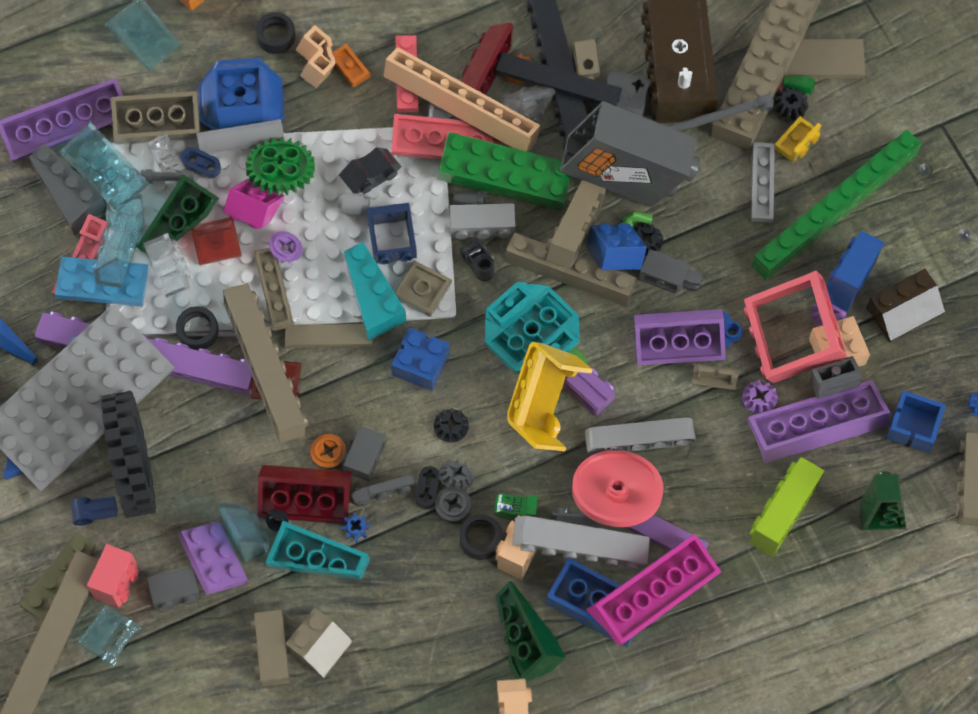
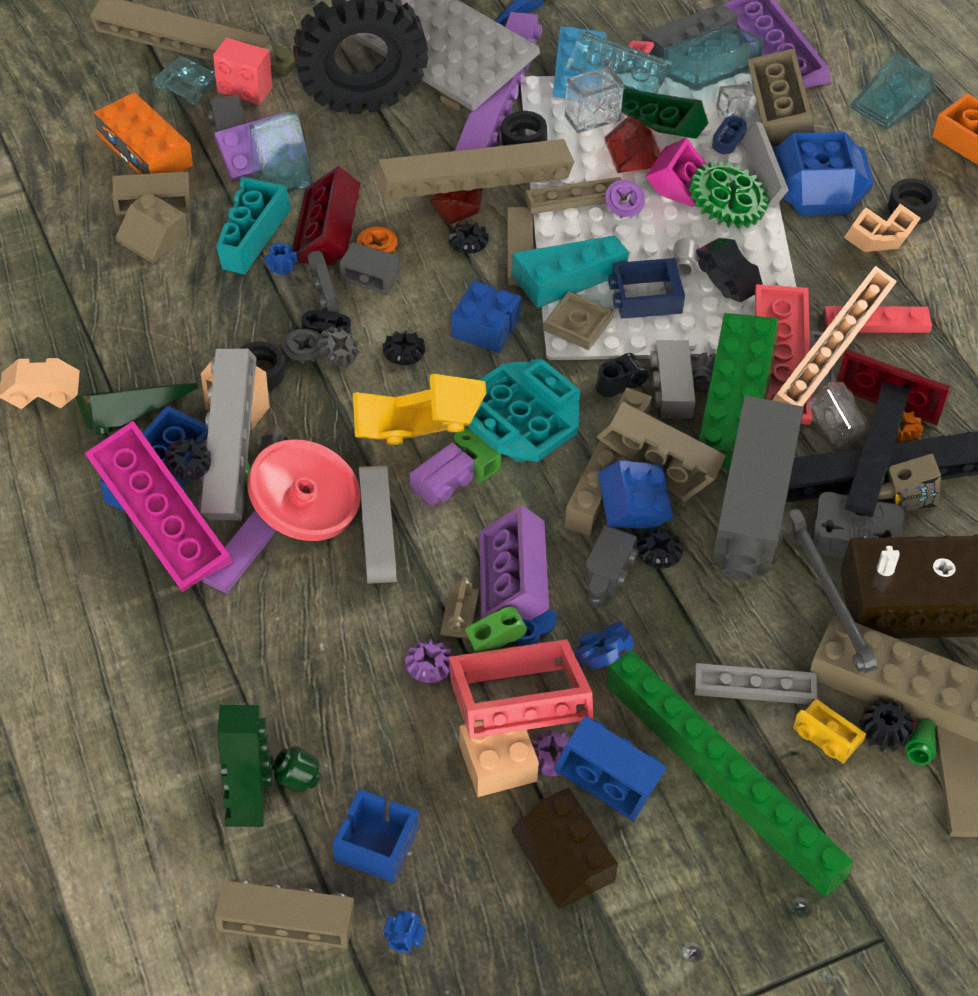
camera: 90 degrees right, 15 degrees down
(152, 176) = (709, 99): dark grey bar -> none
(200, 663) = (142, 137): none -> orange brick
(272, 523) = (298, 198): black plate -> none
(323, 385) = (472, 243): none -> black gear
(350, 65) = (886, 259): orange plate -> none
(512, 506) = (292, 399): green leg -> none
(605, 573) = (196, 468): none -> black gear
(637, 216) = (691, 537): bright green arm -> none
(736, 280) = (603, 647): none -> blue plate
(740, 346) = (496, 630): none -> bright green leg
(785, 506) = (260, 663): lime brick -> none
(819, 421) = (390, 726): medium lavender arch -> none
(835, 377) = (444, 734): dark grey brick -> none
(863, 475) = (296, 769): none -> dark green head

